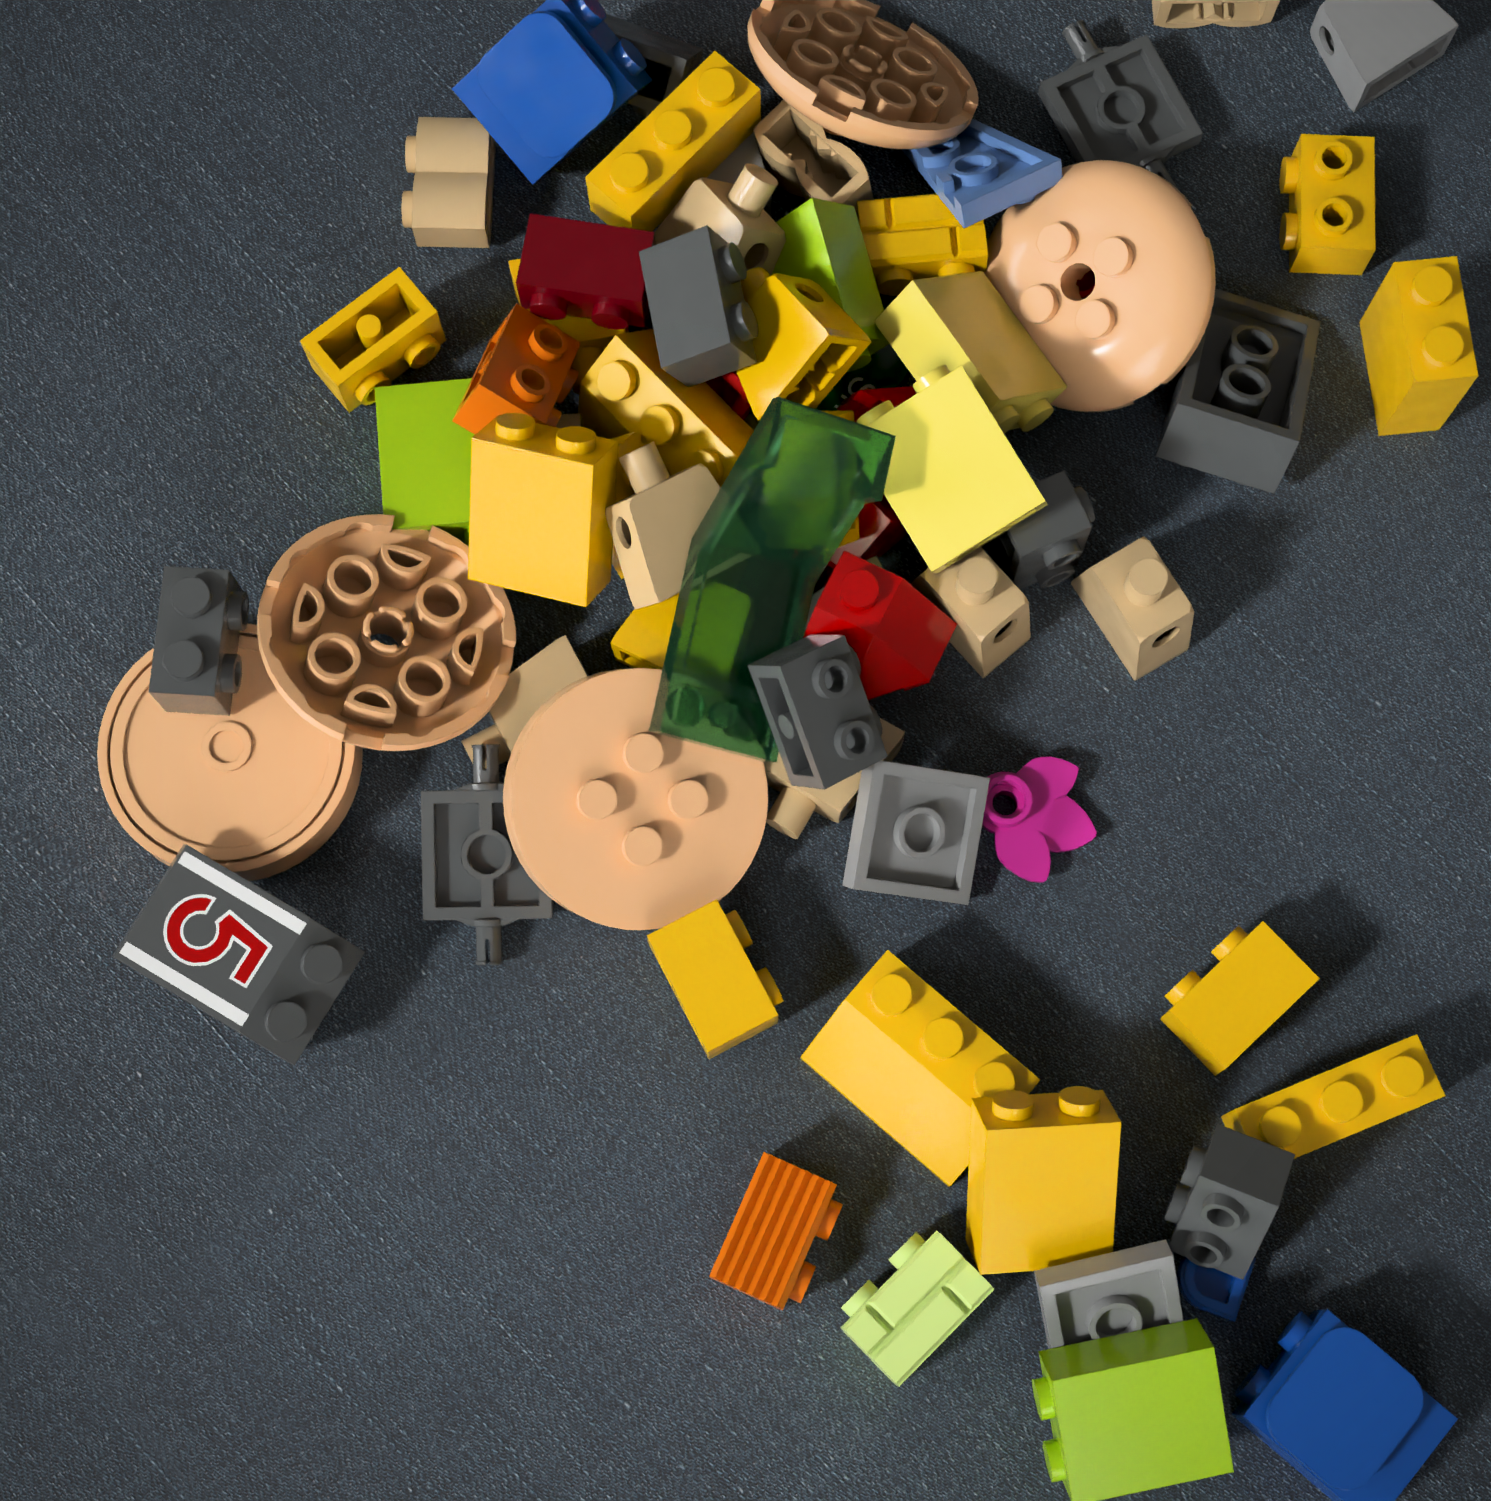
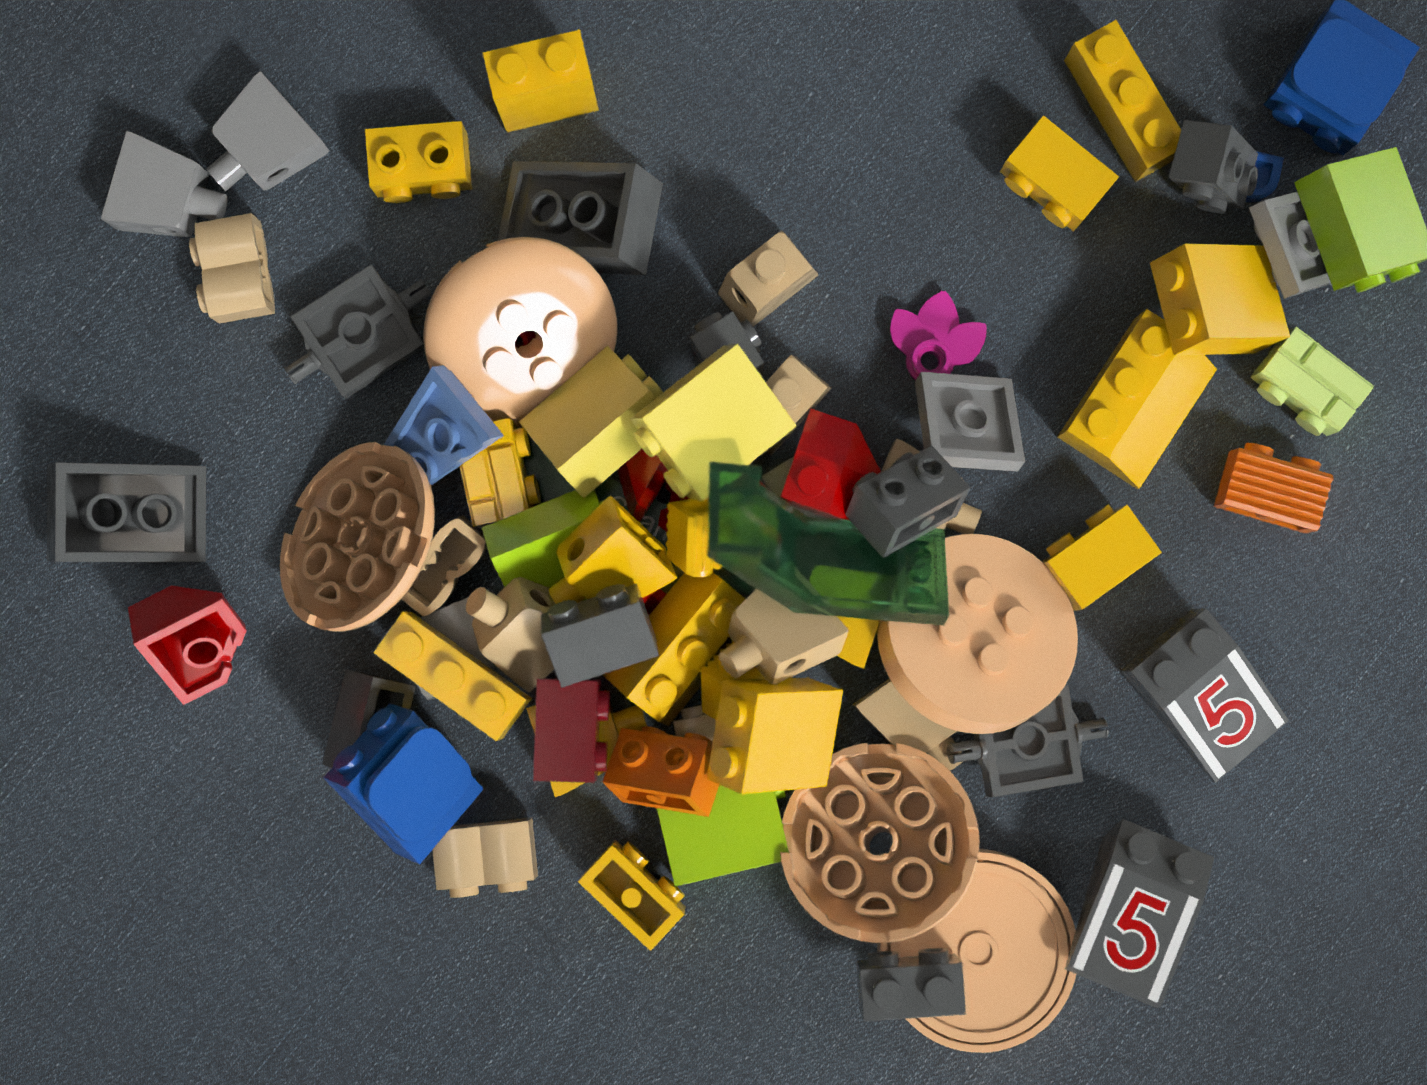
camera: 95 degrees left, 10 degrees up
(510, 1101) = (1205, 692): none -> dark grey slope

